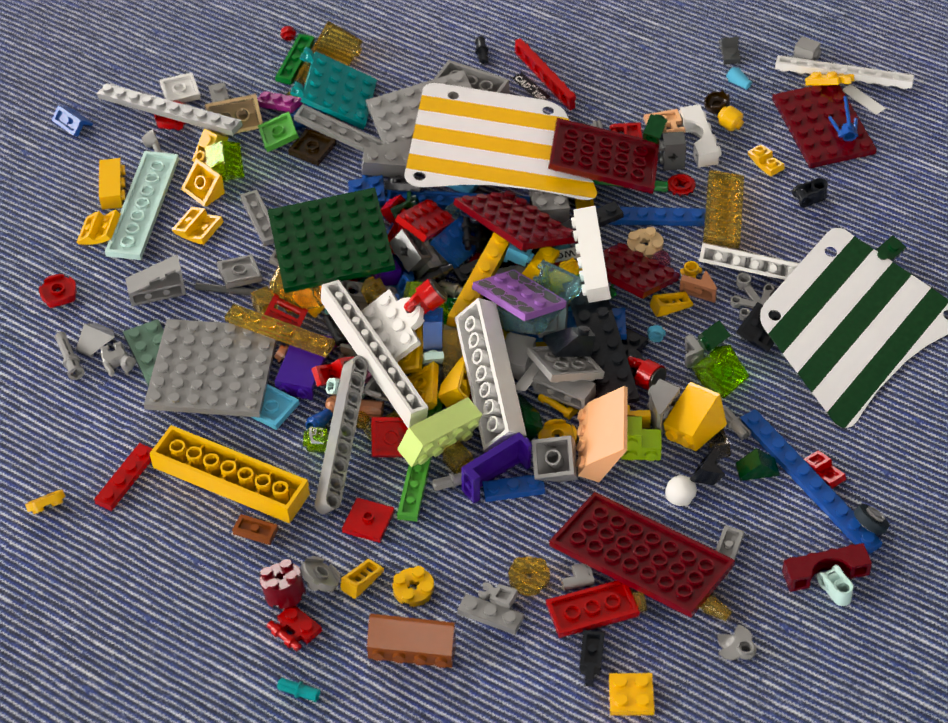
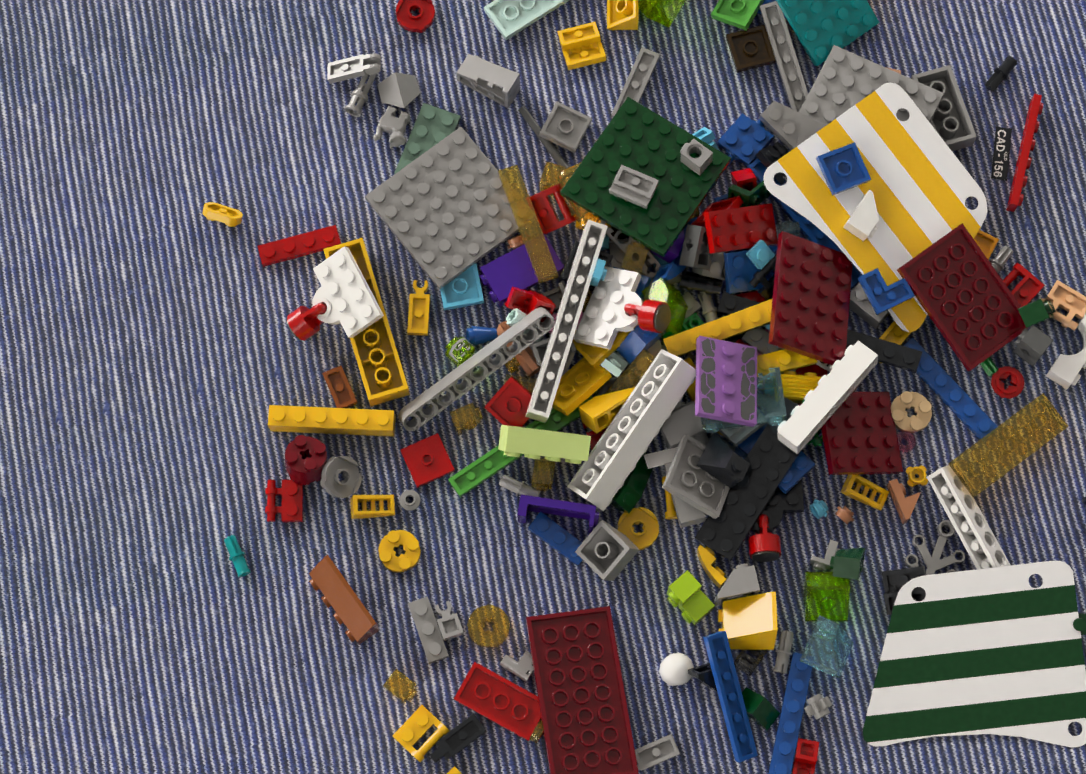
camera: 45 degrees right, 25 degrees up
(48, 346) = (353, 67): none -> light grey hinge
(195, 466) = (340, 299): none -> white plate
(258, 442) = (419, 310): none -> yellow plate
(272, 549) = (331, 420): none -> yellow brick
(331, 242) = (634, 186): none -> light grey plate
(353, 197) = (698, 164): none -> light grey brick
(364, 308) = (599, 272): none -> medium azure plate
(365, 473) = (466, 417): none -> clear yellow brick
(384, 556) = (409, 506): none -> light grey plate
(452, 141) = (843, 168): none -> blue plate
(454, 225) = (760, 254): none -> medium azure plate
(495, 156) = (864, 218): none -> white slope
(514, 660) = (400, 686): none -> clear yellow brick
(554, 188) = (883, 296): none -> blue plate
(554, 677) = (414, 730): none -> yellow plate
(602, 434) = (661, 566): light nougat slope -> none
(675, 322) = (845, 514): none -> nougat plate
(735, 465) = (730, 696): none -> blue plate
(754, 394) = (827, 647): none -> clear light blue slope
(793, 430) = (818, 706): none -> light grey gear

